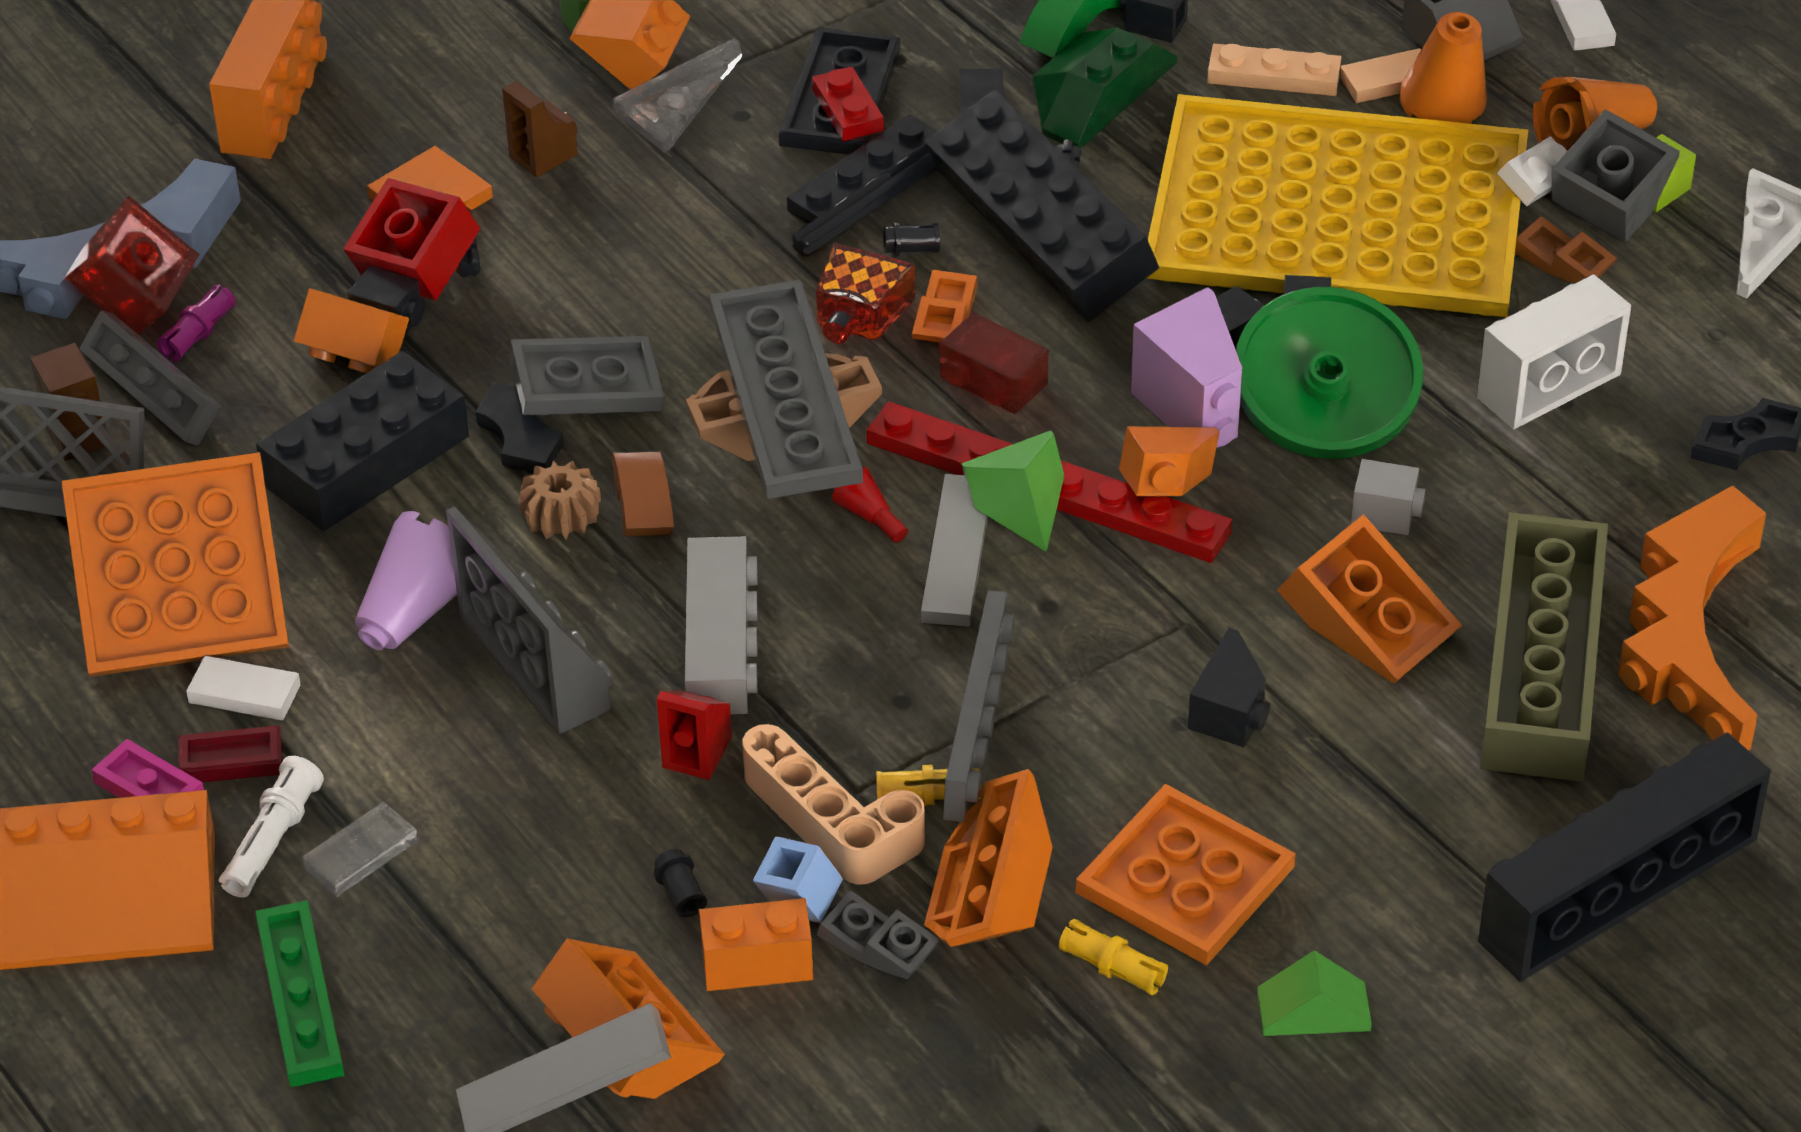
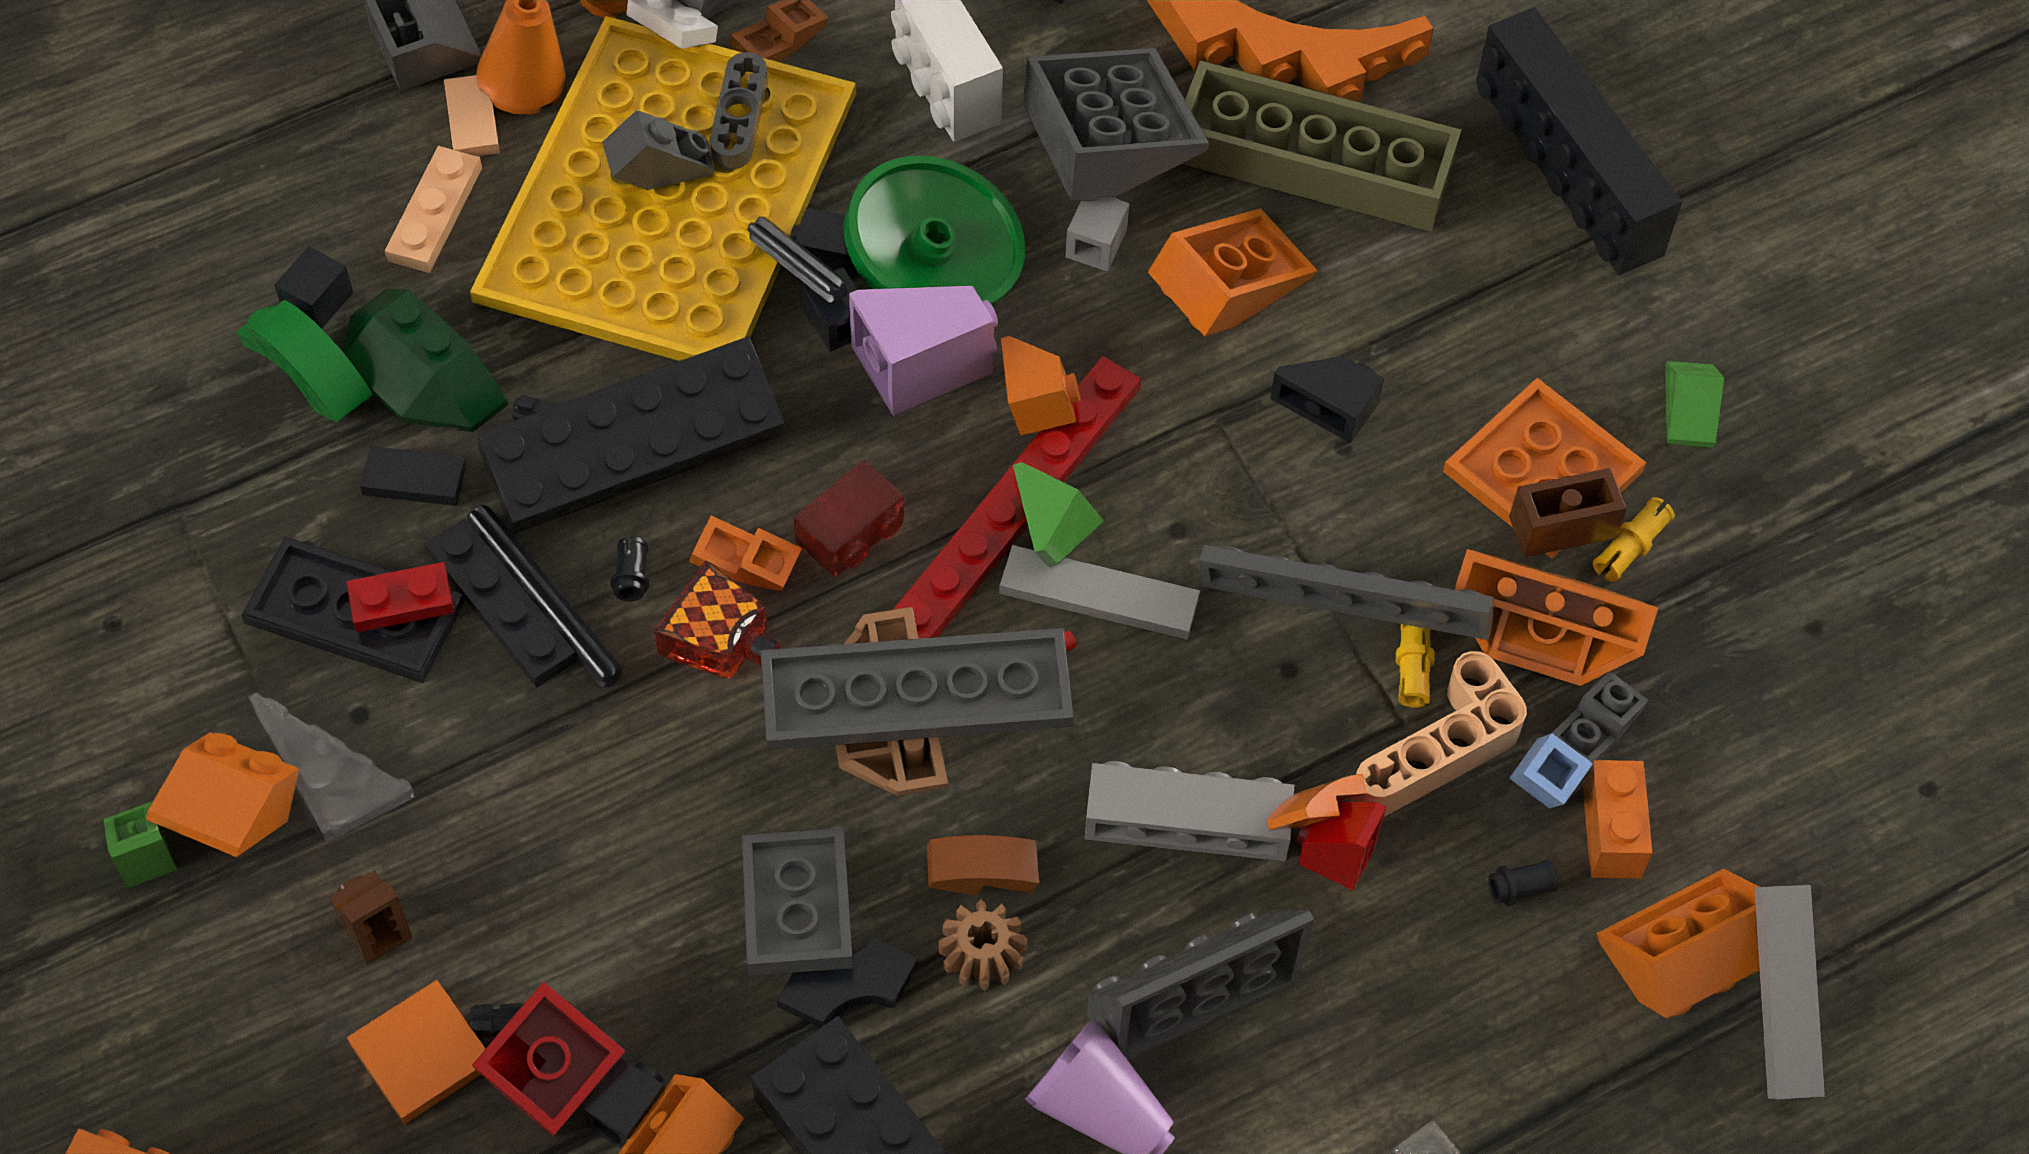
camera: 85 degrees left, 15 degrees up
(711, 675) = (1316, 803): none -> orange slope
(1099, 855) = (1567, 512): none -> reddish brown brick
(1261, 274) = (798, 260): none -> black axle
(1359, 171) = (656, 152): none -> dark grey slope
(1394, 222) = (744, 126): none -> dark grey beam
(1504, 458) = (1109, 119): none -> dark grey slope

